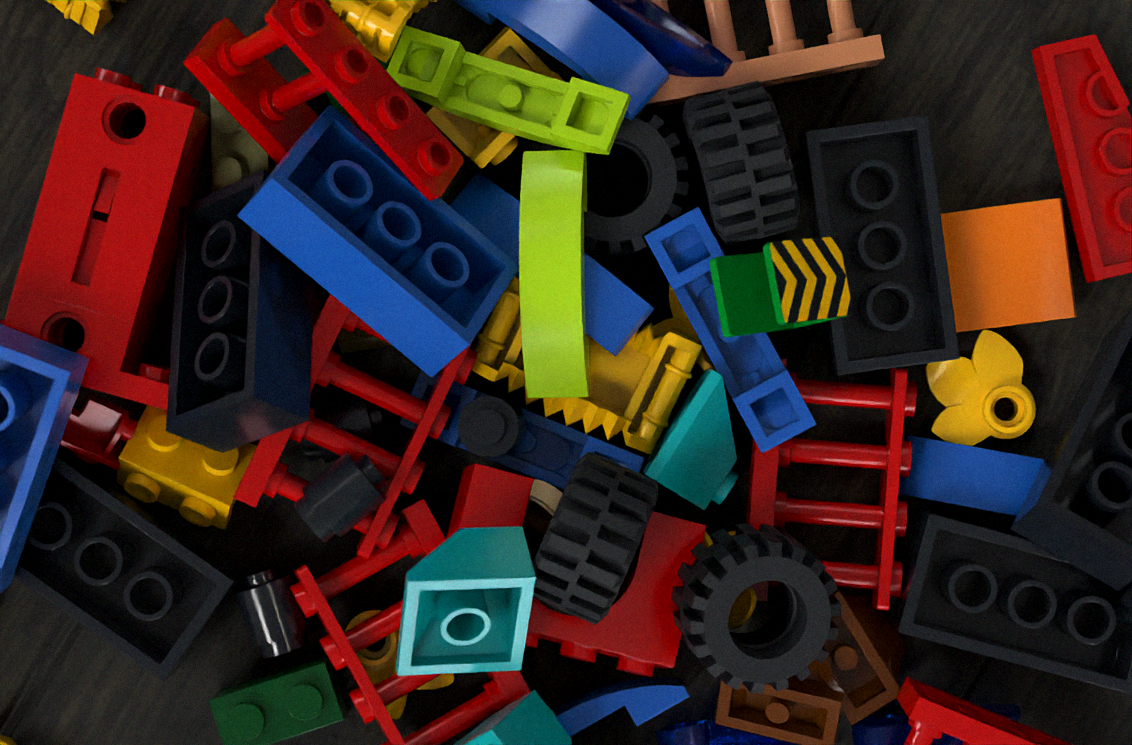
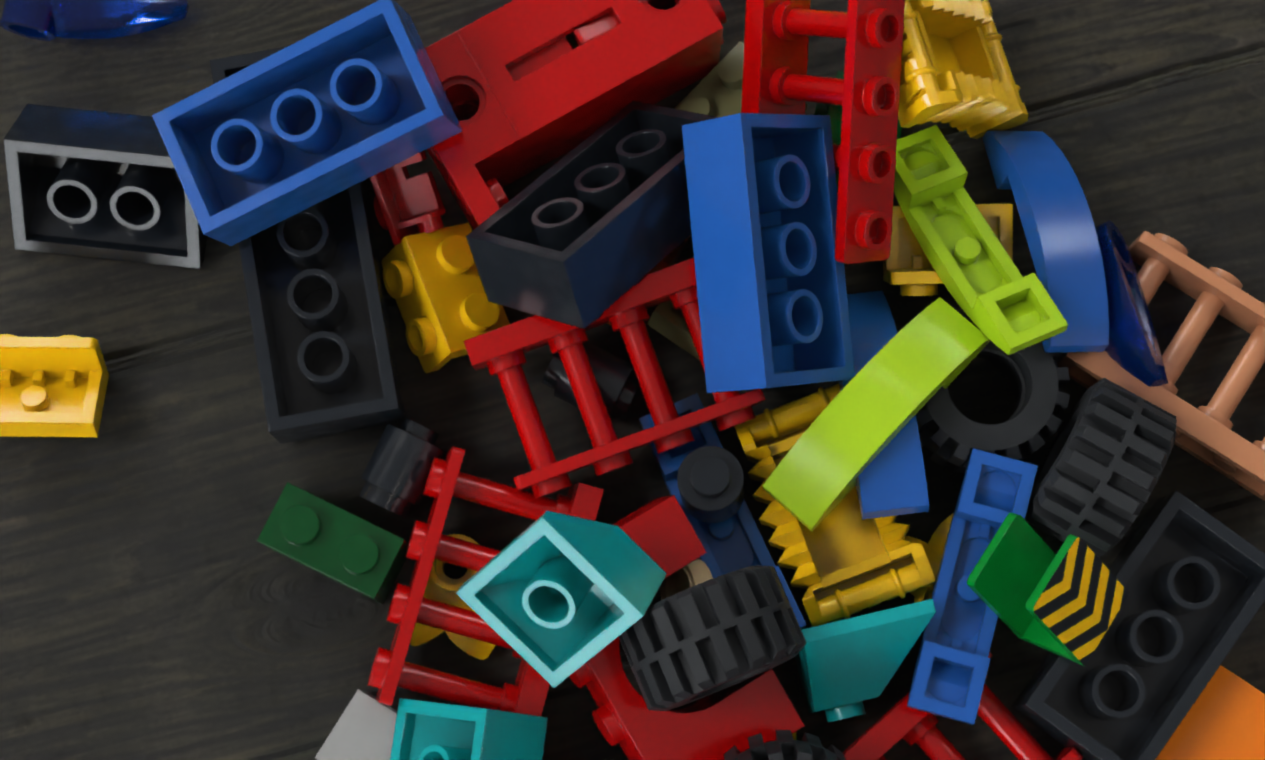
camera: 45 degrees right, 10 degrees down
(342, 496) = (547, 419): black brick -> none

